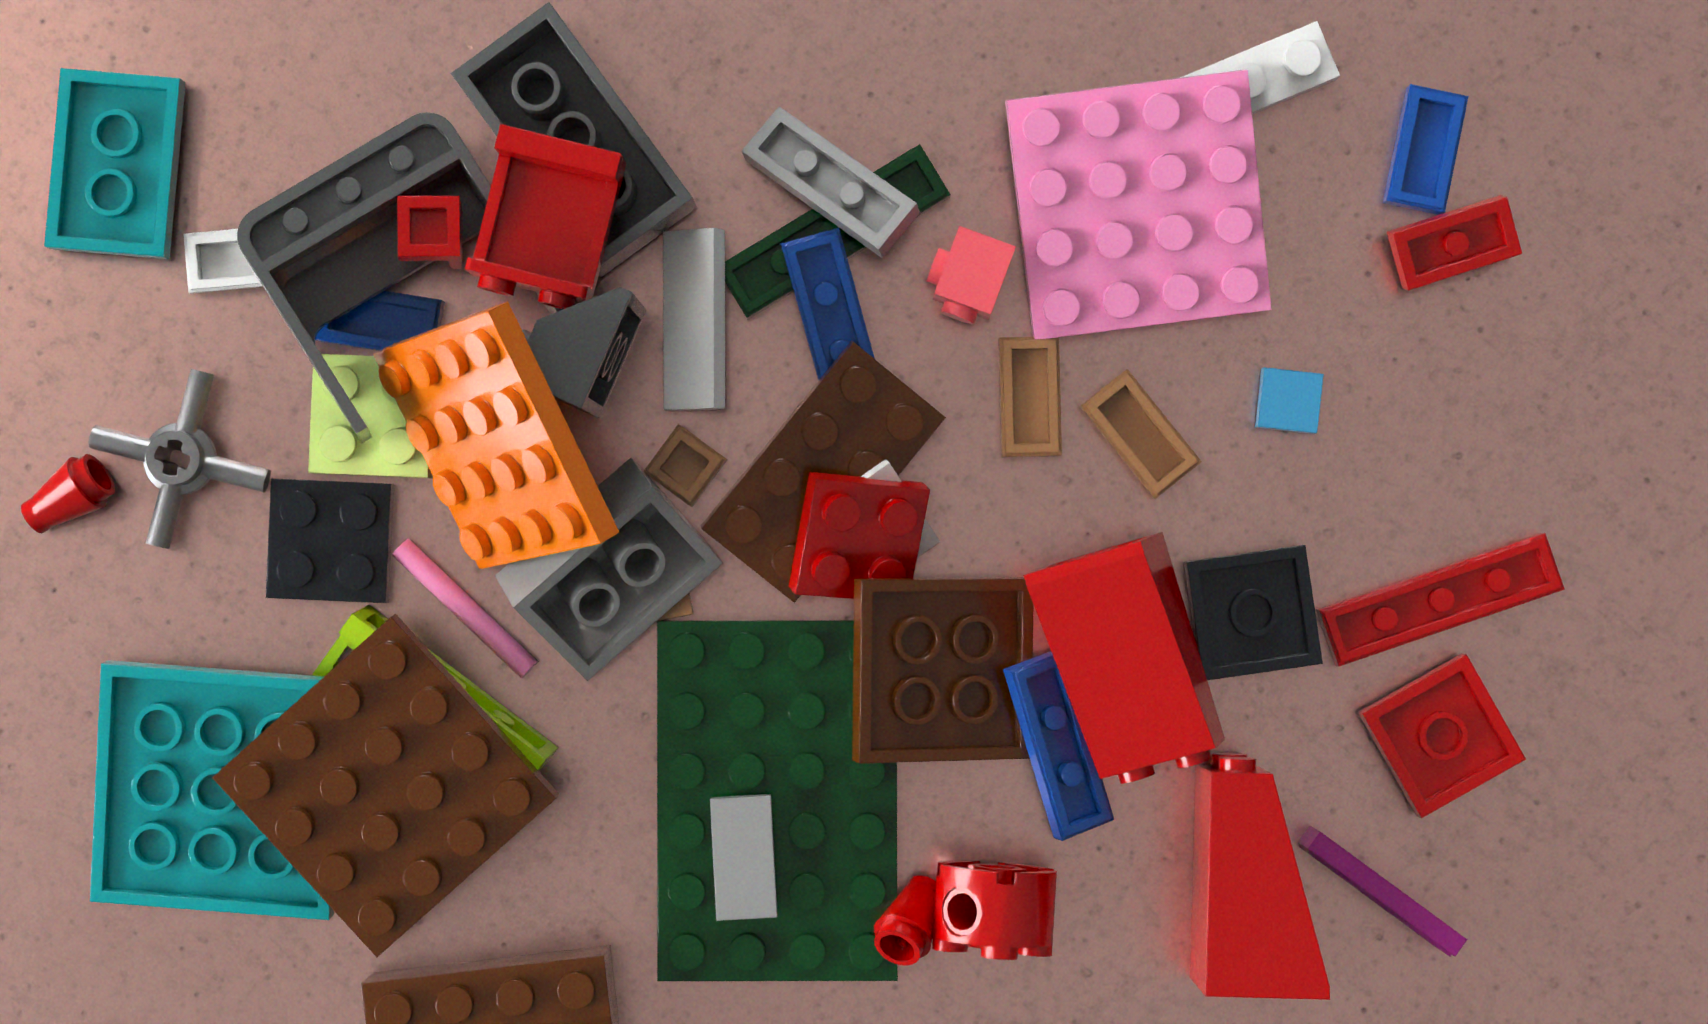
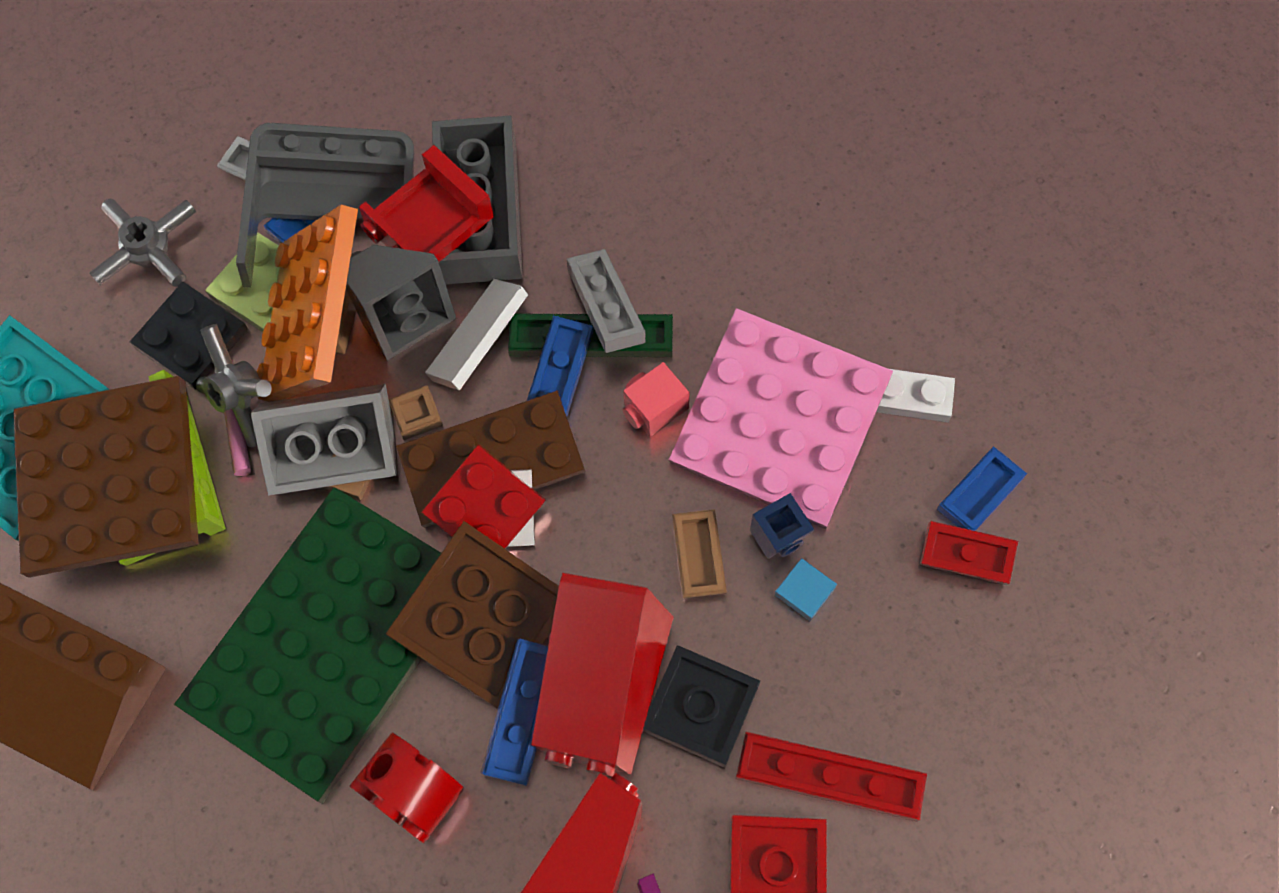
camera: 35 degrees right, 20 degrees down
(69, 493) = (75, 226): red cone -> none
(115, 163) = (230, 84): teal plate -> none
(430, 229) = (361, 185): red panel -> none
(455, 582) = (231, 384): none -> flat silver bar
(743, 857) = (278, 654): light grey tile -> none
(906, 926) = (343, 762): red cone -> none
(1029, 397) = (644, 493): medium nougat tile -> none
(1227, 351) = (780, 527): none -> dark blue brick

